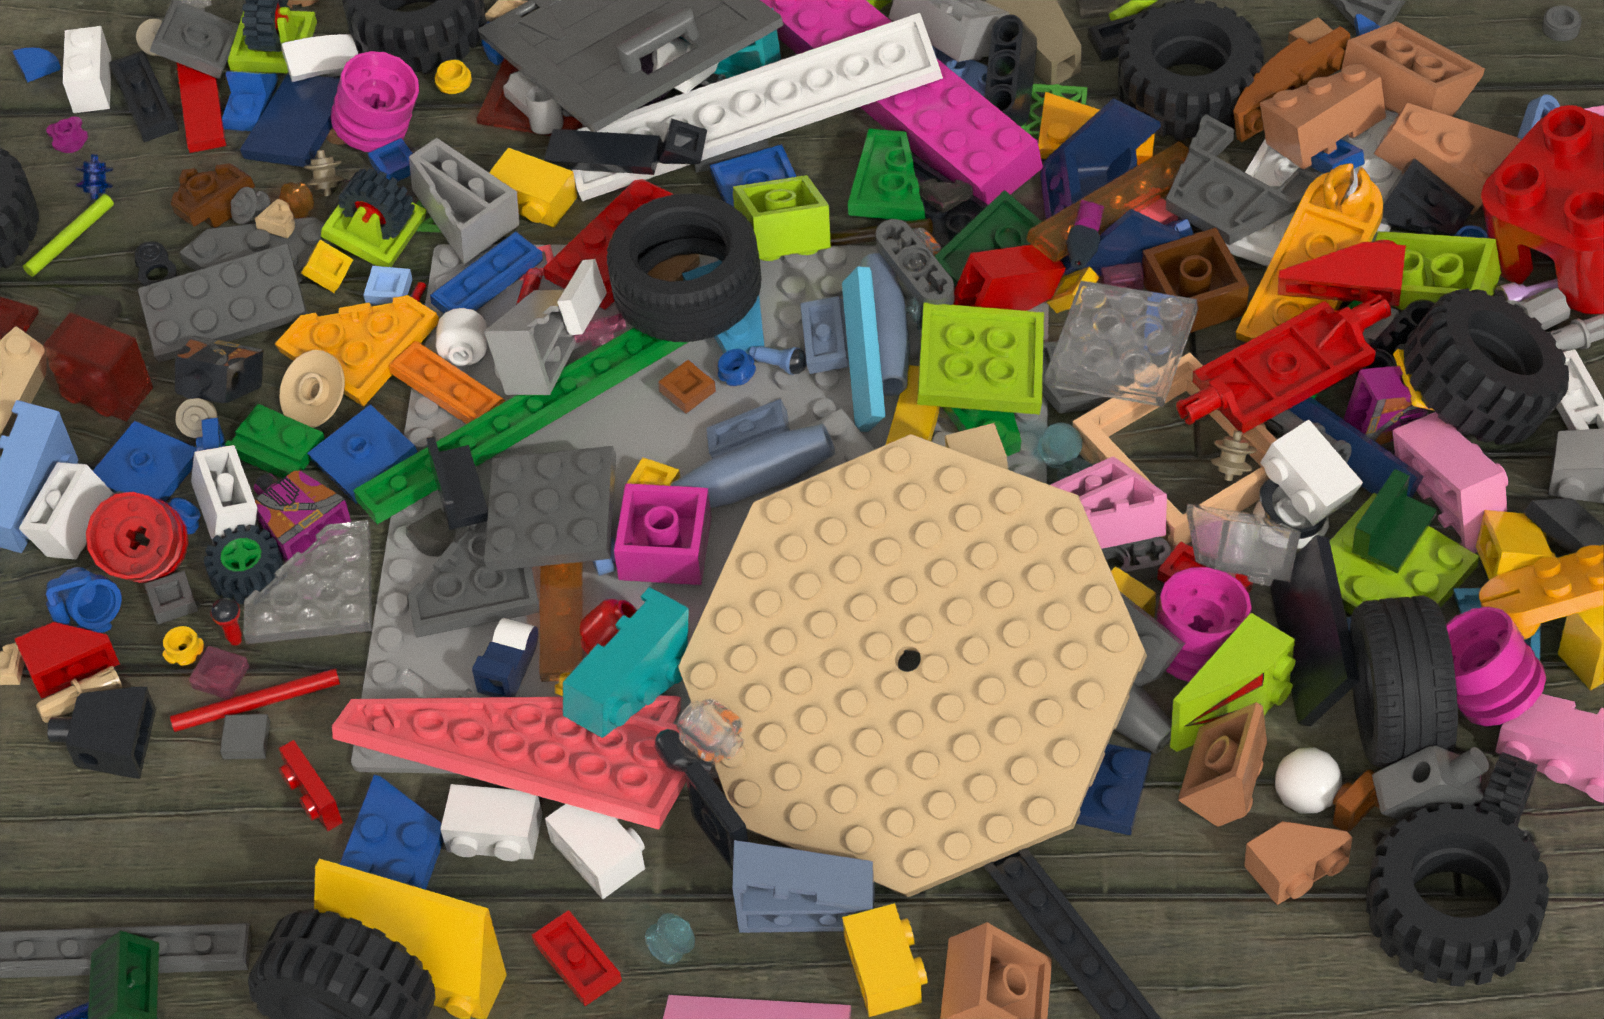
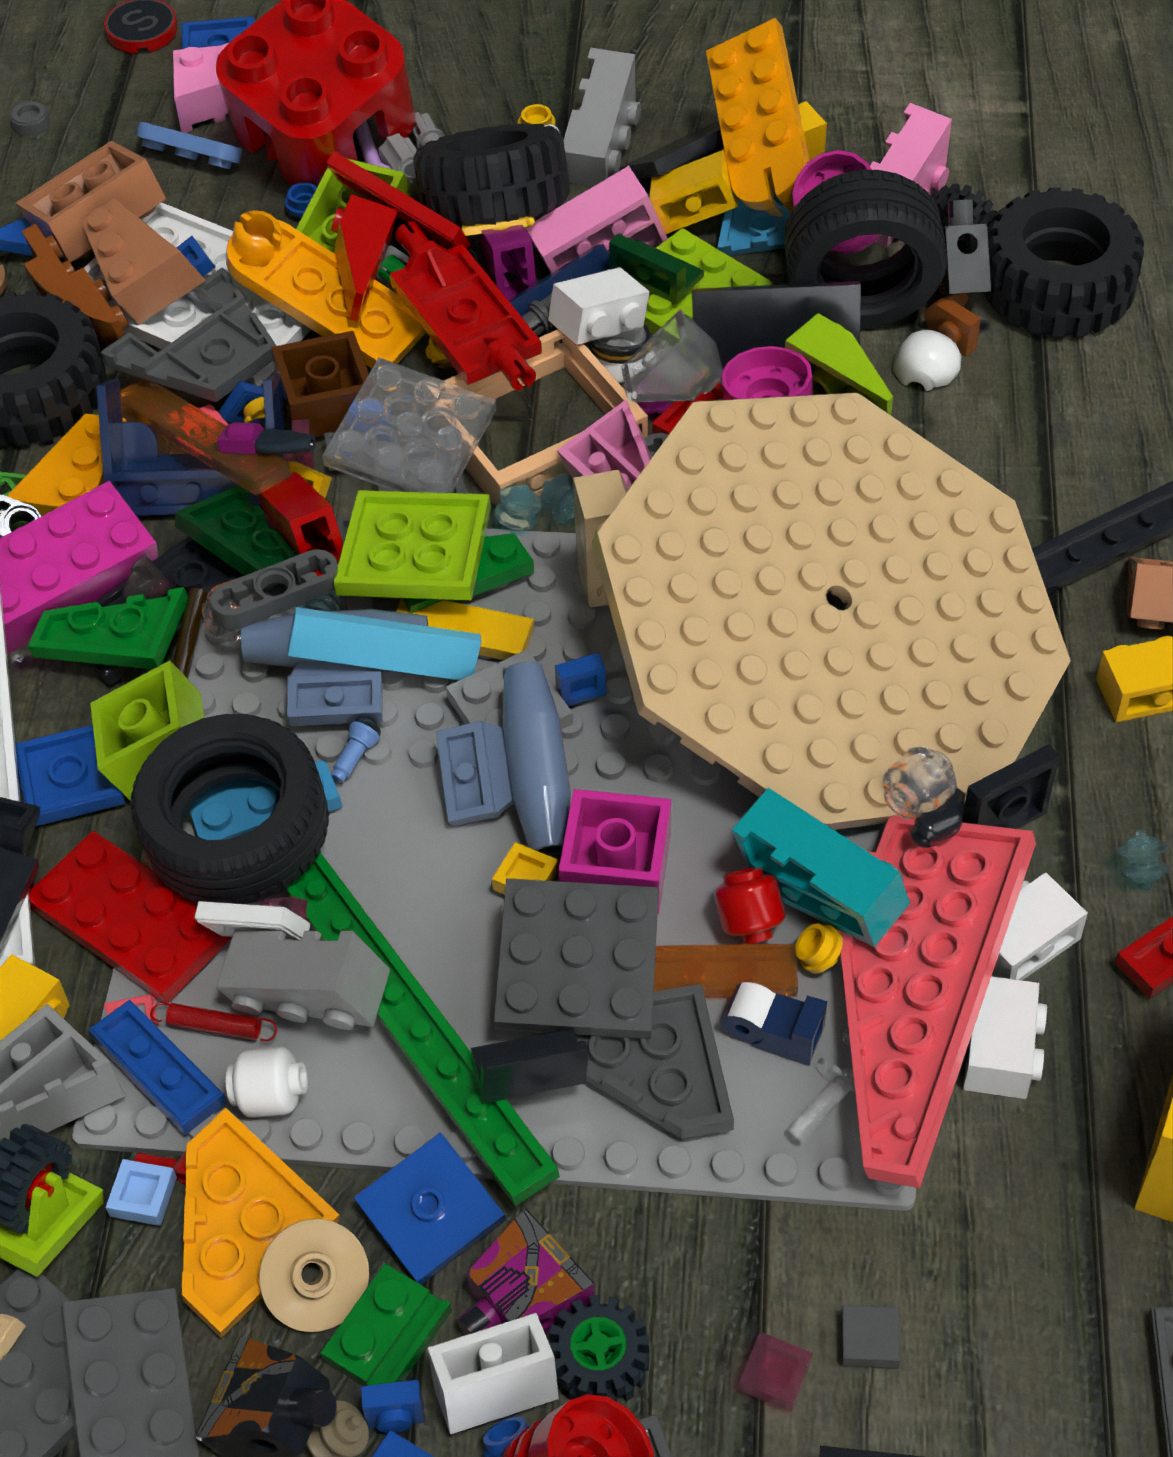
camera: 90 degrees left, 0 degrees up
(179, 638) = (731, 1413): yellow plate -> none
(226, 614) = (708, 1345): piece -> none
(255, 700) = (813, 1332): red bar -> none
(316, 797) = (939, 1252): red plate -> none
(317, 591) = (649, 1252): clear plate -> none
(327, 266) = (88, 1271): yellow plate -> none
(393, 837) = (1044, 1160): blue wing -> none
(431, 534) = (574, 1114): clear smoke tile -> none
(443, 383) = (336, 1106): orange tile -> none
(687, 386) = (382, 840): dark orange plate -> none
(736, 367) = (357, 782): blue plate -> none
(797, 889) = (1085, 738): sand blue wedge -> none
(1225, 766) = (936, 386): nougat slope -> none
(1233, 455) = (573, 356): dark tan wheel -> none
(1294, 857) = (1021, 373): nougat slope -> none
(1420, 291) = (408, 209): none -> red tile
(1424, 203) = (231, 208): black wing -> none
(1449, 147) = (206, 188): nougat wedge -> none

